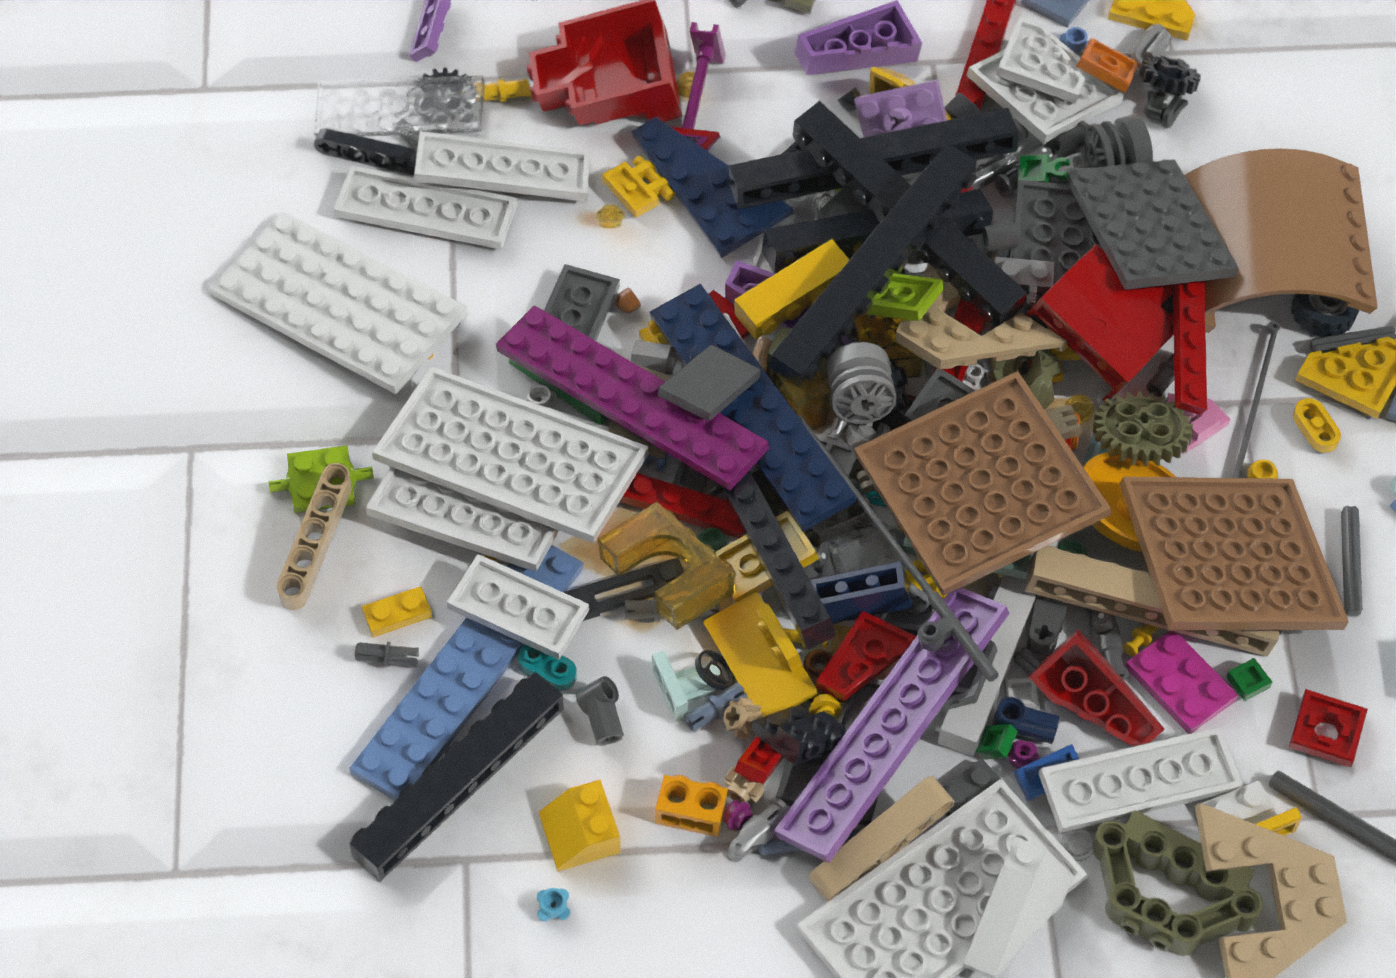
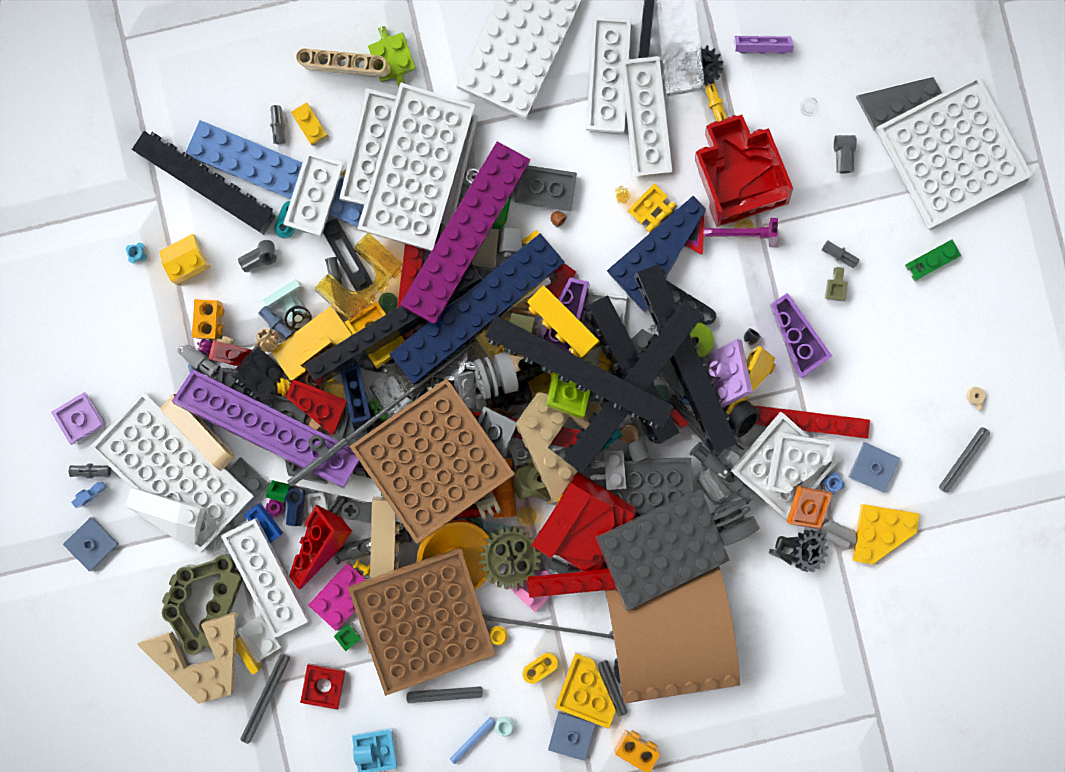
camera: 85 degrees right, 30 degrees up
(709, 382) = (475, 280): dark grey tile -> none
(1040, 168) = (702, 469): green plate -> none

